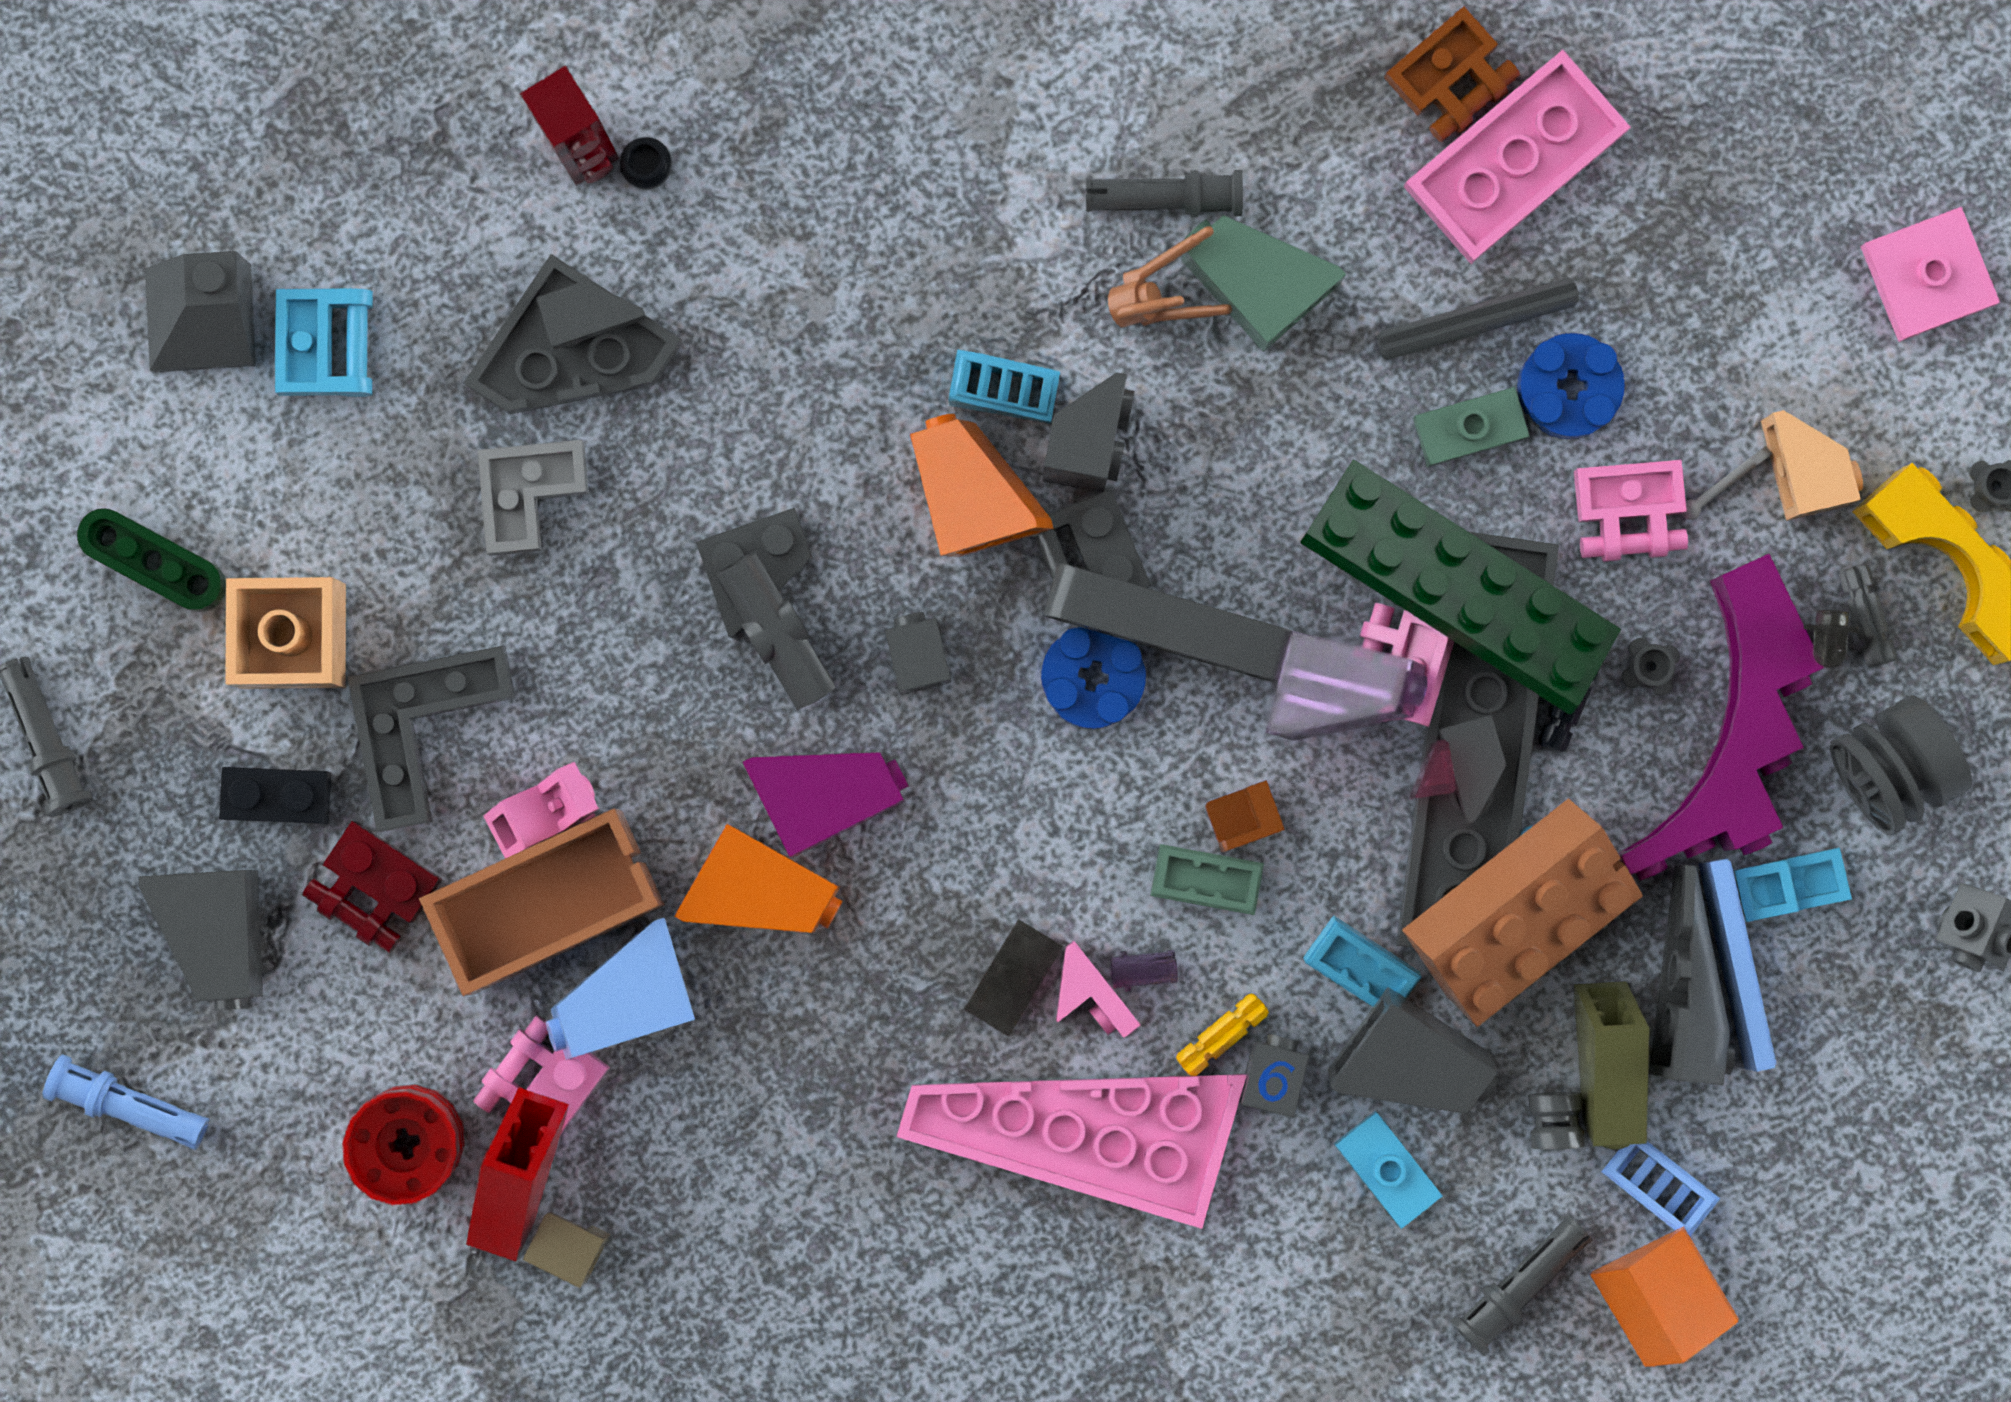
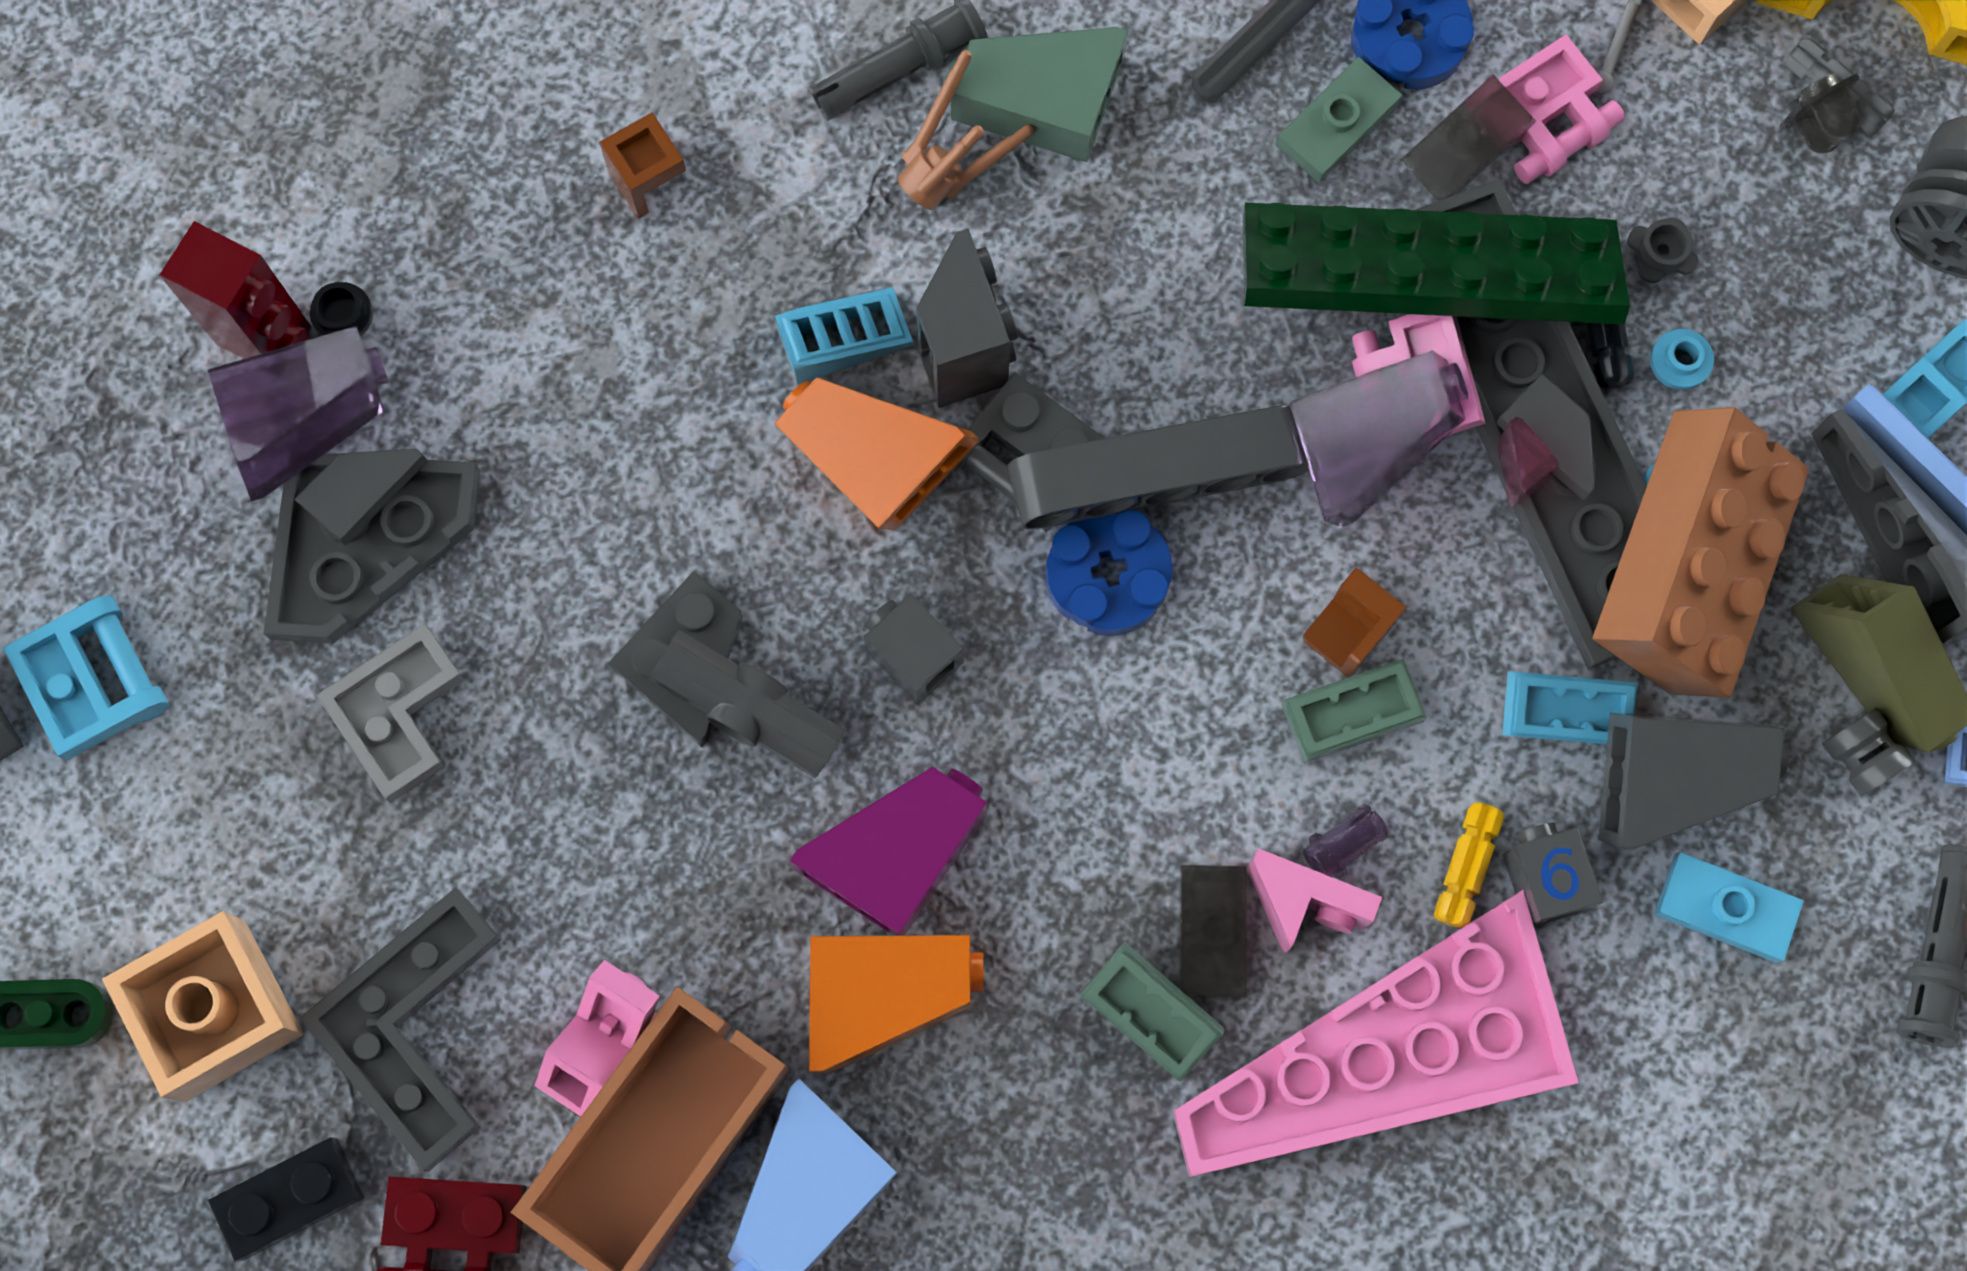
camera: 30 degrees left, 10 degrees down
(573, 224) = (296, 404): none -> clear purple slope
(927, 172) = (641, 160): none -> dark orange panel
(936, 1009) = (1152, 1011): none -> sand green plate
(1554, 501) = (1468, 139): none -> clear smoke plate
(1594, 757) = (1673, 373): none -> medium azure plate
(1765, 654) = (1772, 179): magenta arch -> none

